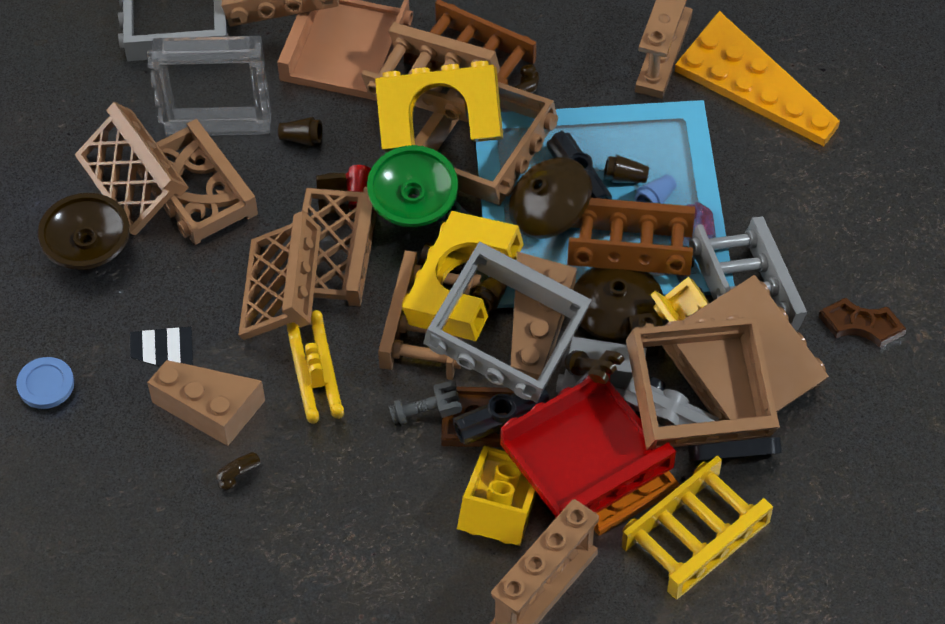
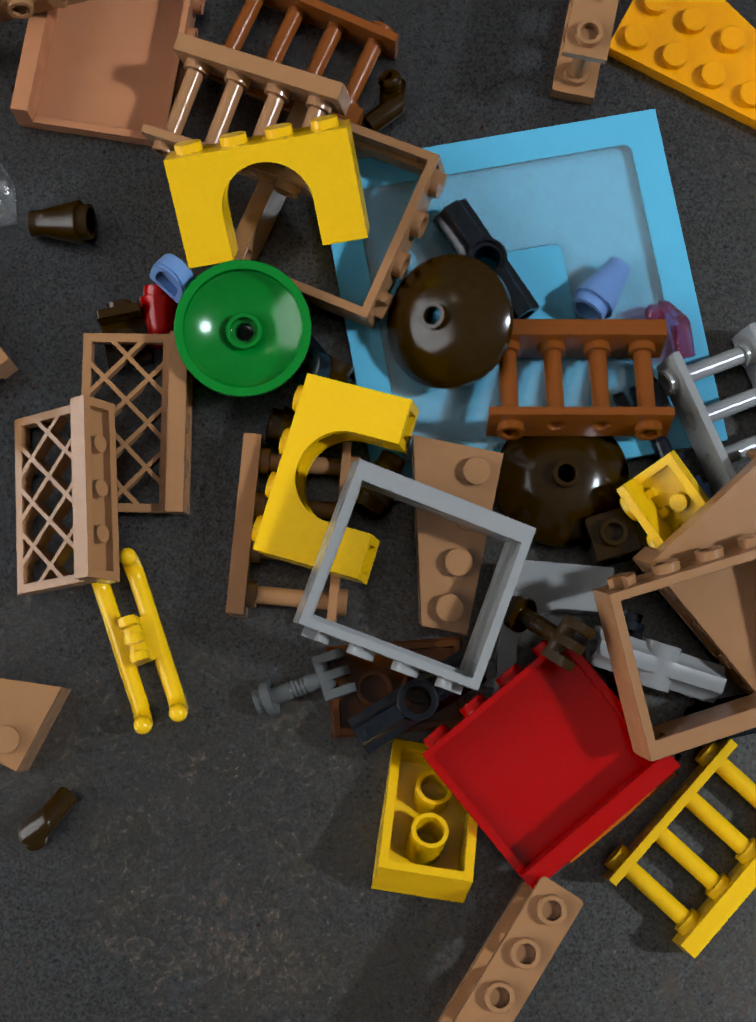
camera: 10 degrees left, 25 degrees up
(368, 154) = (171, 276): none -> medium blue tile
(624, 170) = (552, 254): dark brown cone -> none

